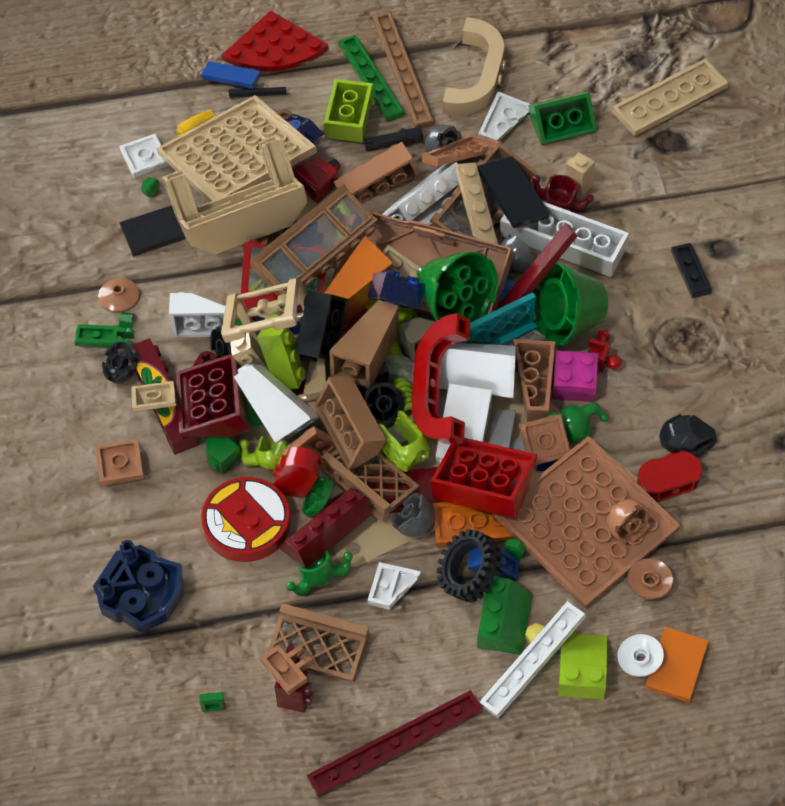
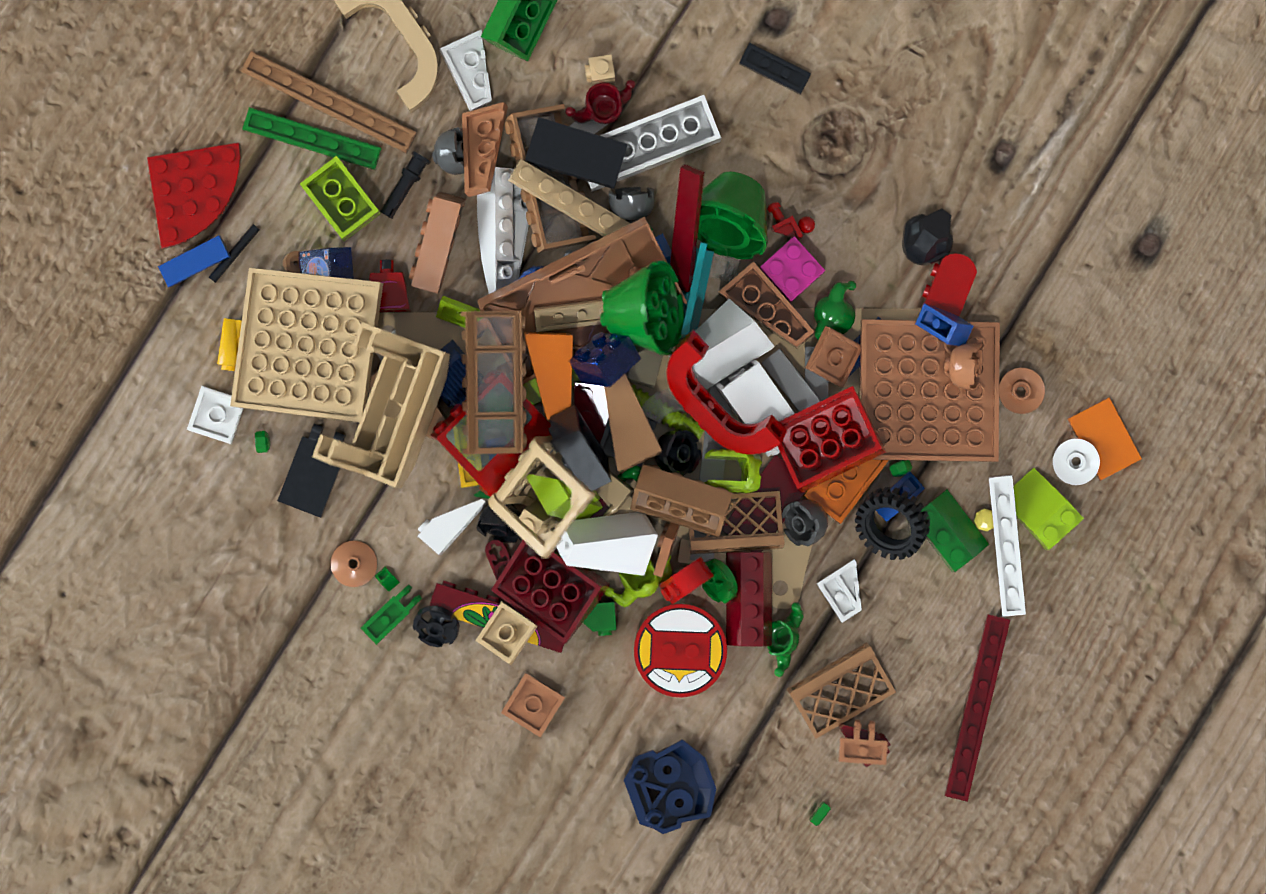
camera: 50 degrees left, 30 degrees up
(640, 483) = (944, 325): none -> blue slope

